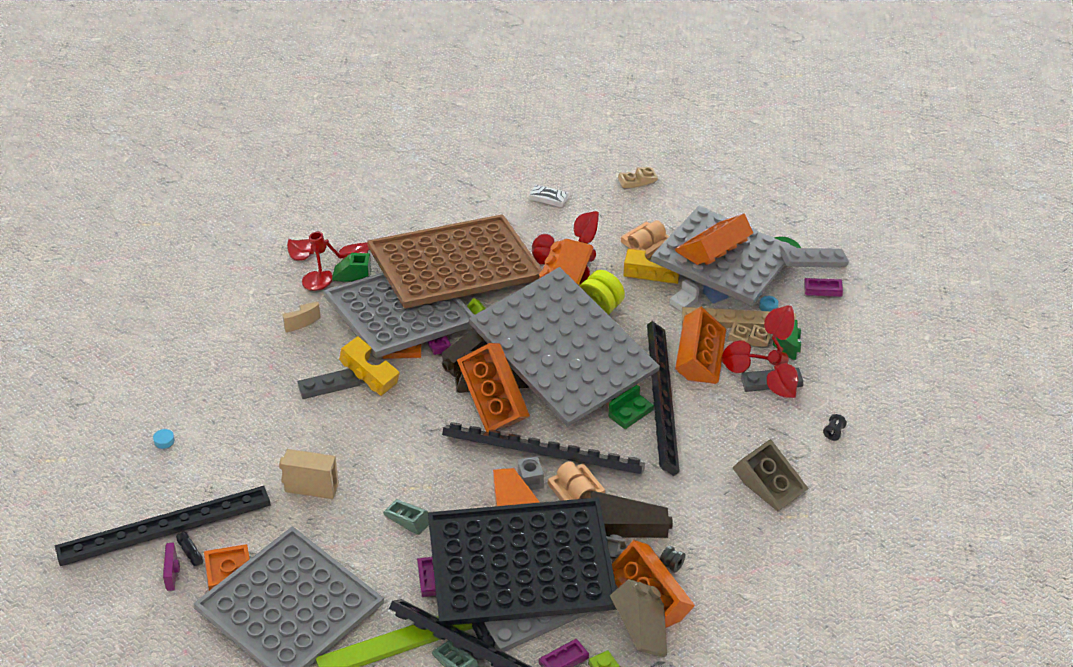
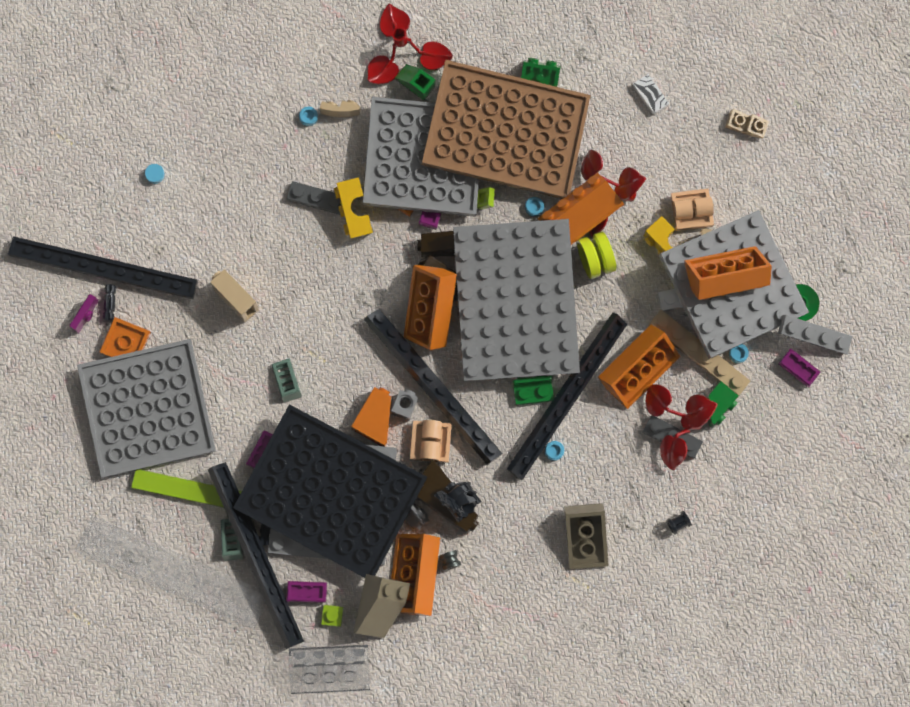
camera: 30 degrees right, 35 degrees up
(276, 337) = (308, 116): none -> medium azure tile
(454, 215) = (541, 72): none -> green bracket
(641, 496) = (459, 499): none -> black helmet
(686, 439) = (554, 450): none -> medium azure tile
(755, 337) = (692, 377): tan slope -> none

